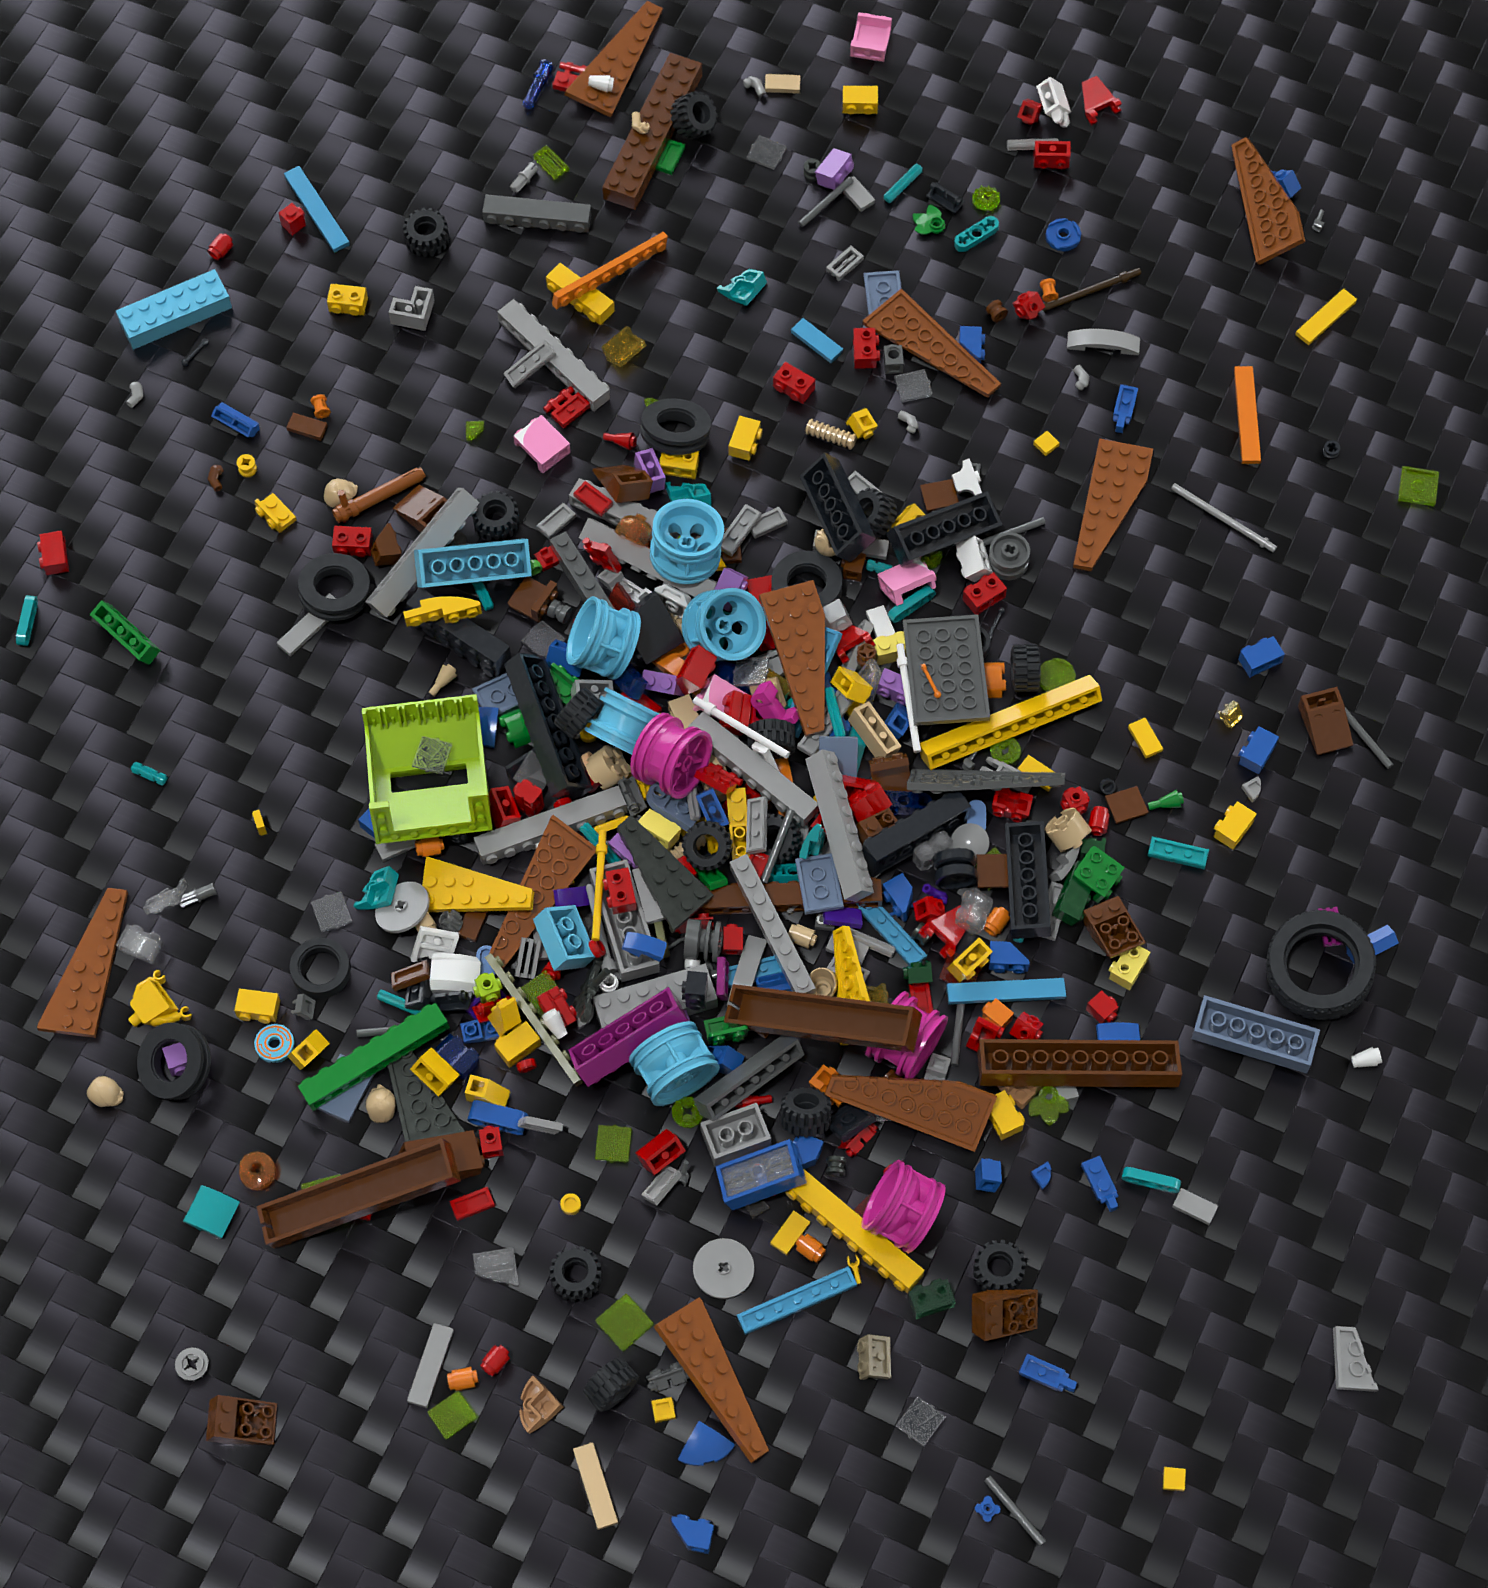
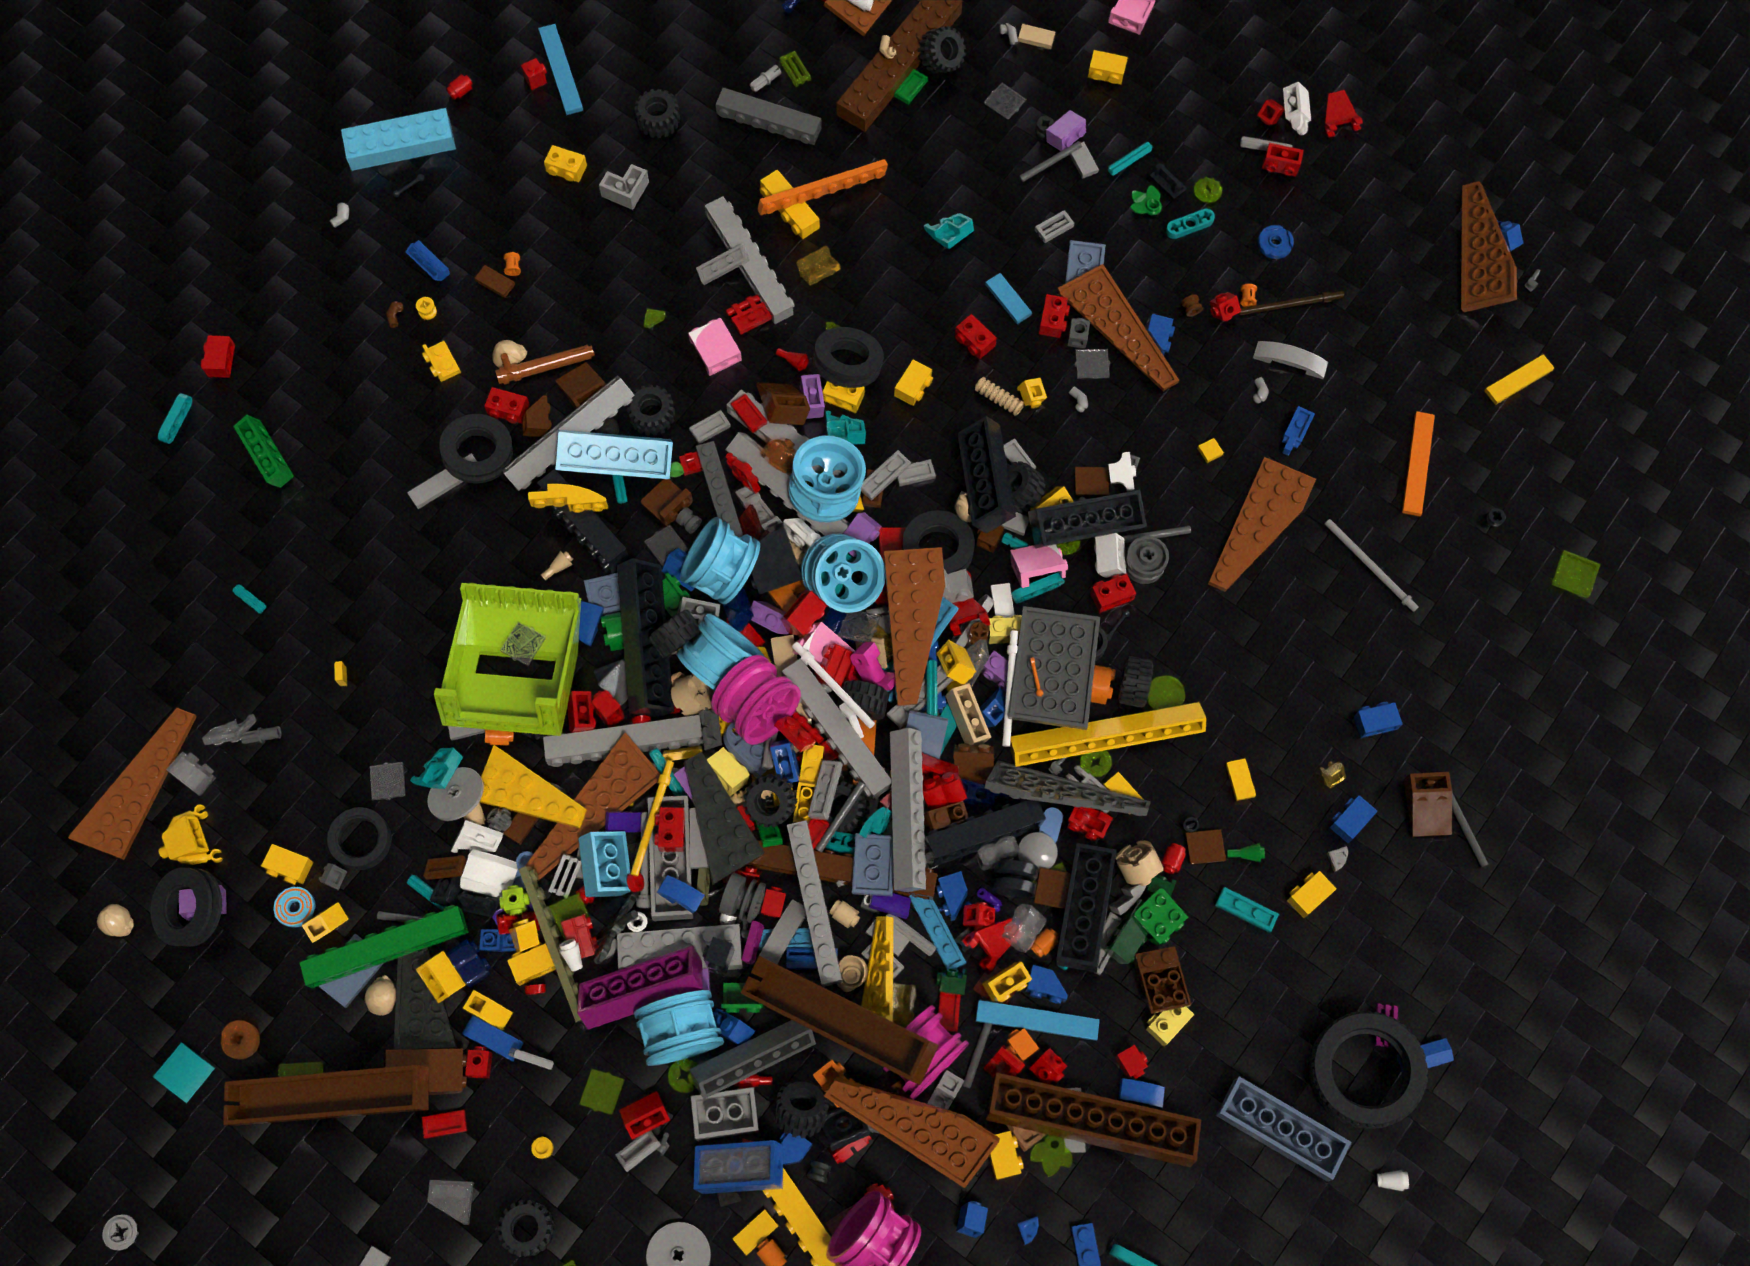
camera: 10 degrees right, 5 degrees up
(1075, 798) = (1146, 834): red brick -> none

